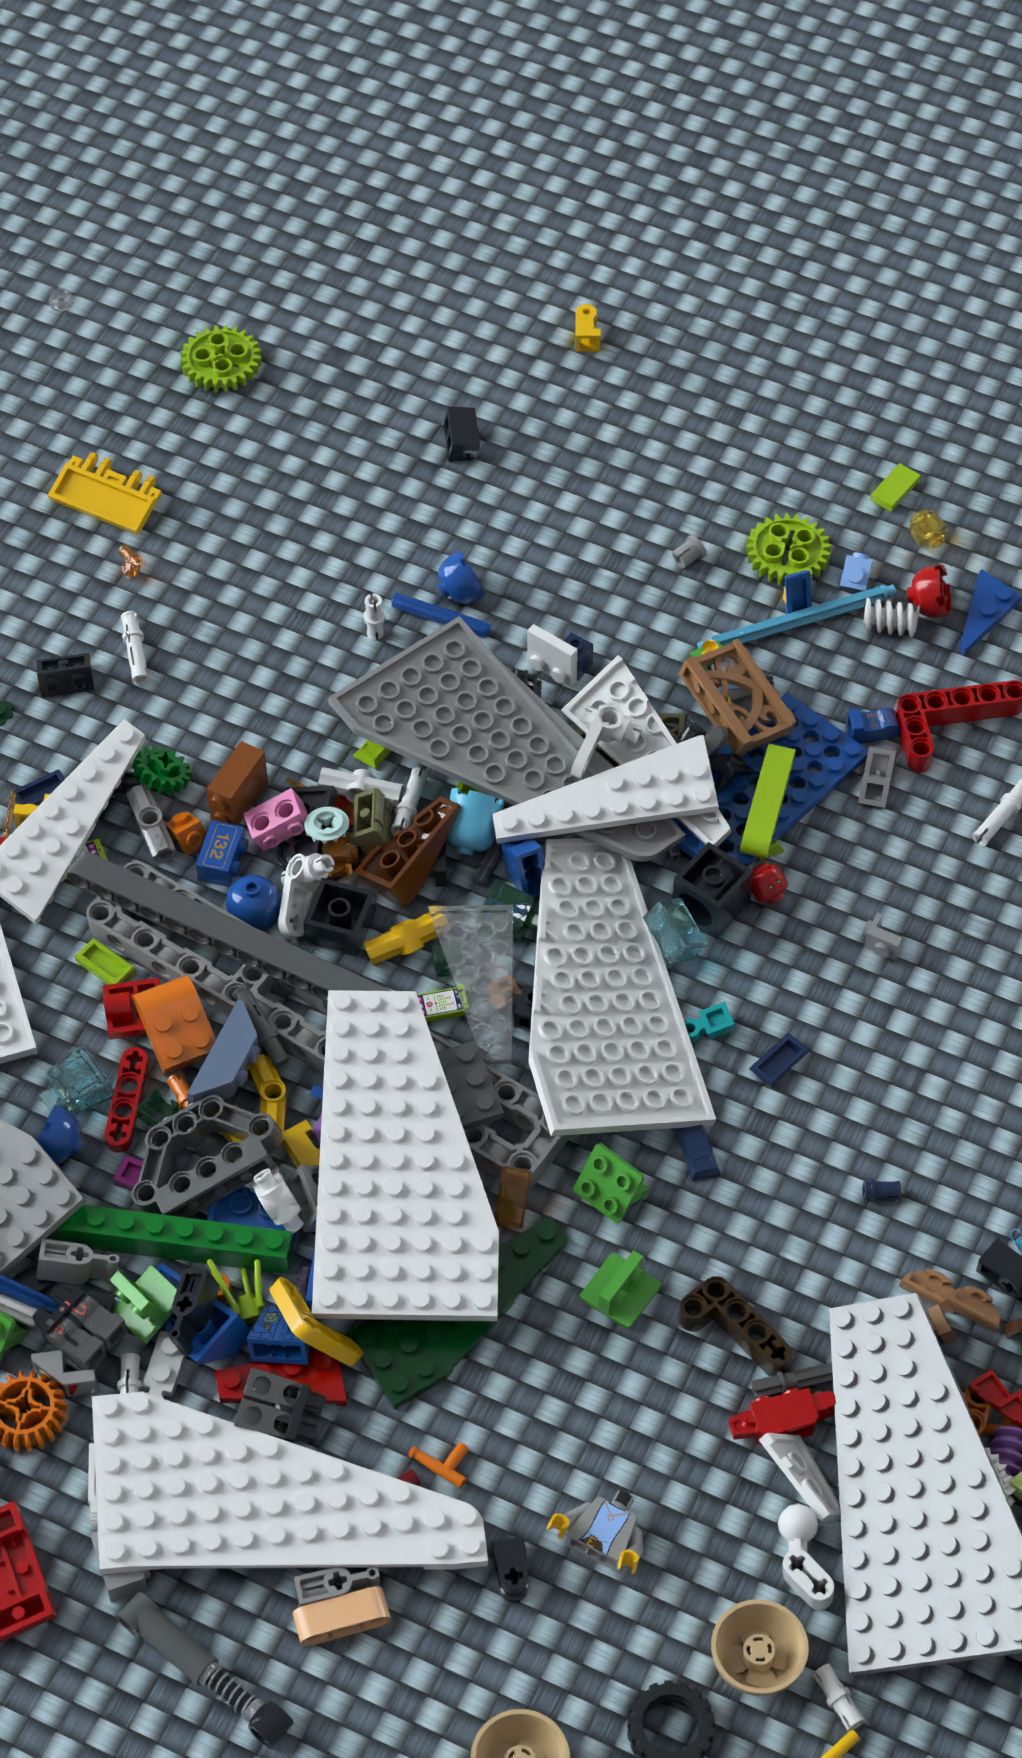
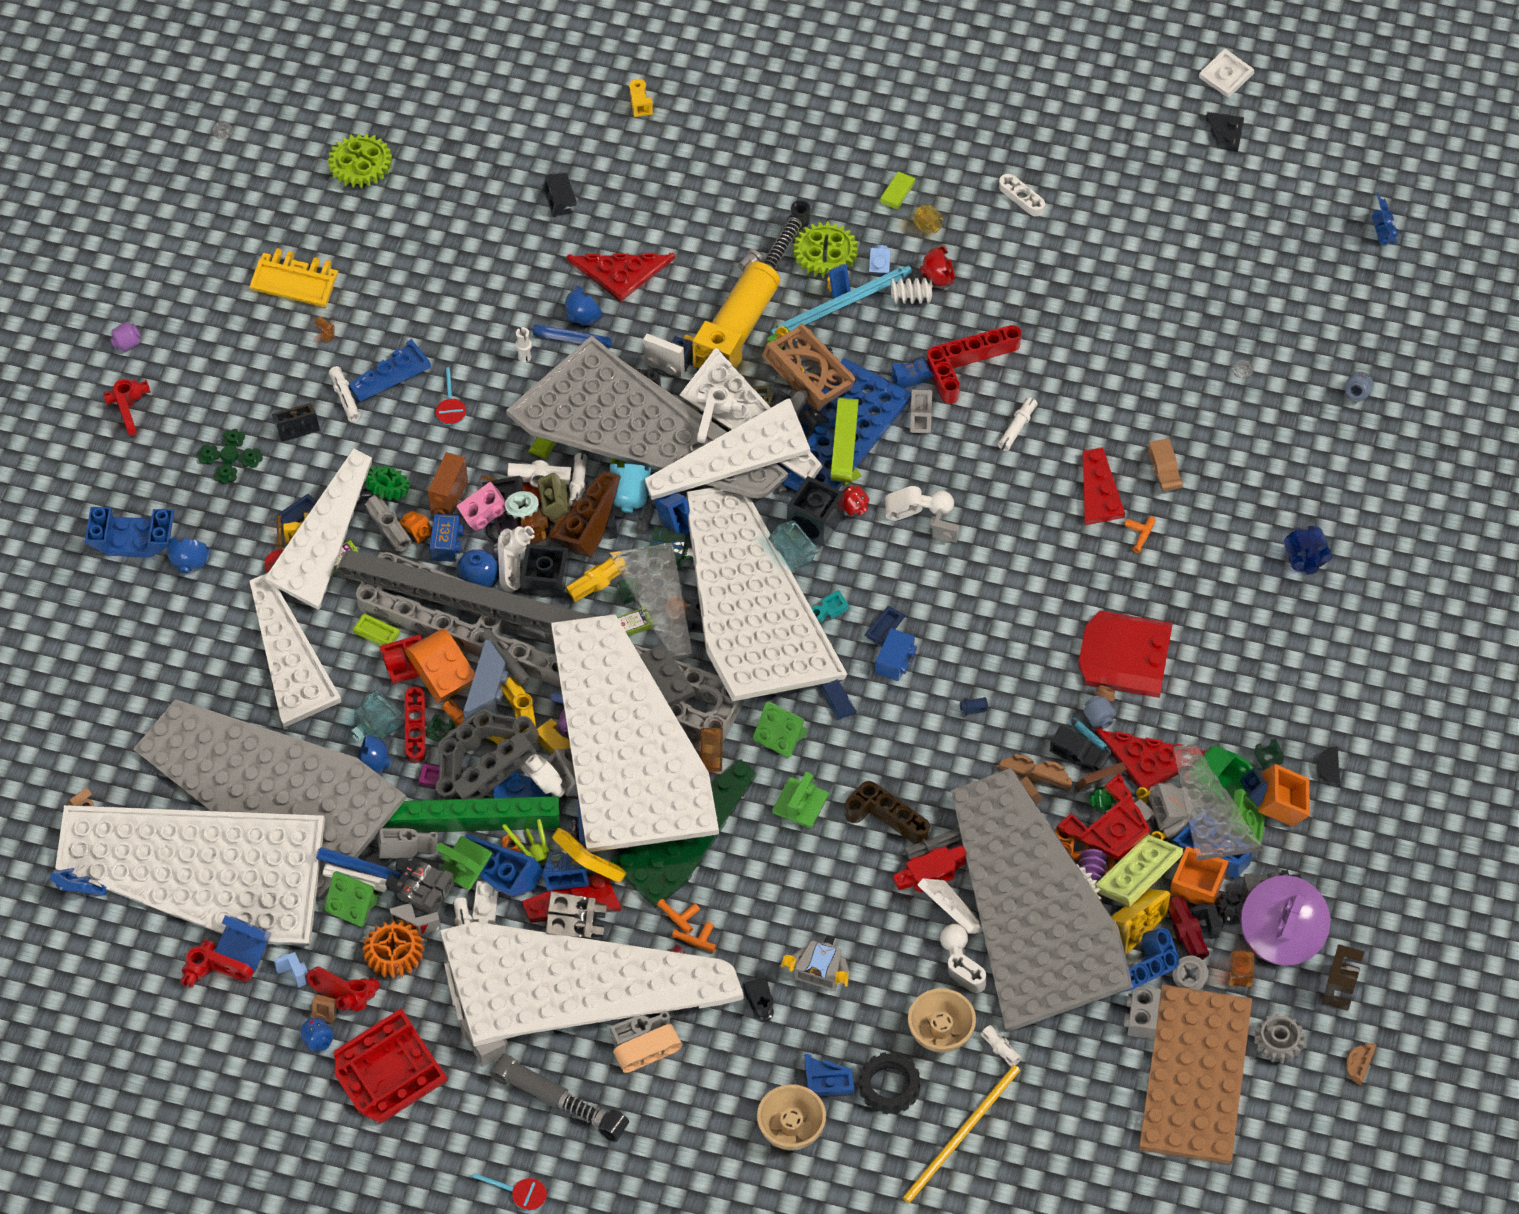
camera: 10 degrees left, 0 degrees up
(192, 1306) = (500, 857): black piece -> none
(211, 624) = (401, 366): none -> blue wing
(266, 688) = (450, 410): none -> red piece
(426, 1432) = (680, 920): none -> orange piece
(520, 542) = (620, 272): none -> red tile
(583, 1704) = (827, 1078): none -> blue wing
(674, 598) = (747, 298): none -> yellow piece
(786, 1102) = (895, 654): none -> blue brick
(842, 896) = (911, 501): none -> white beam
(989, 605) = (982, 273): blue wing -> none

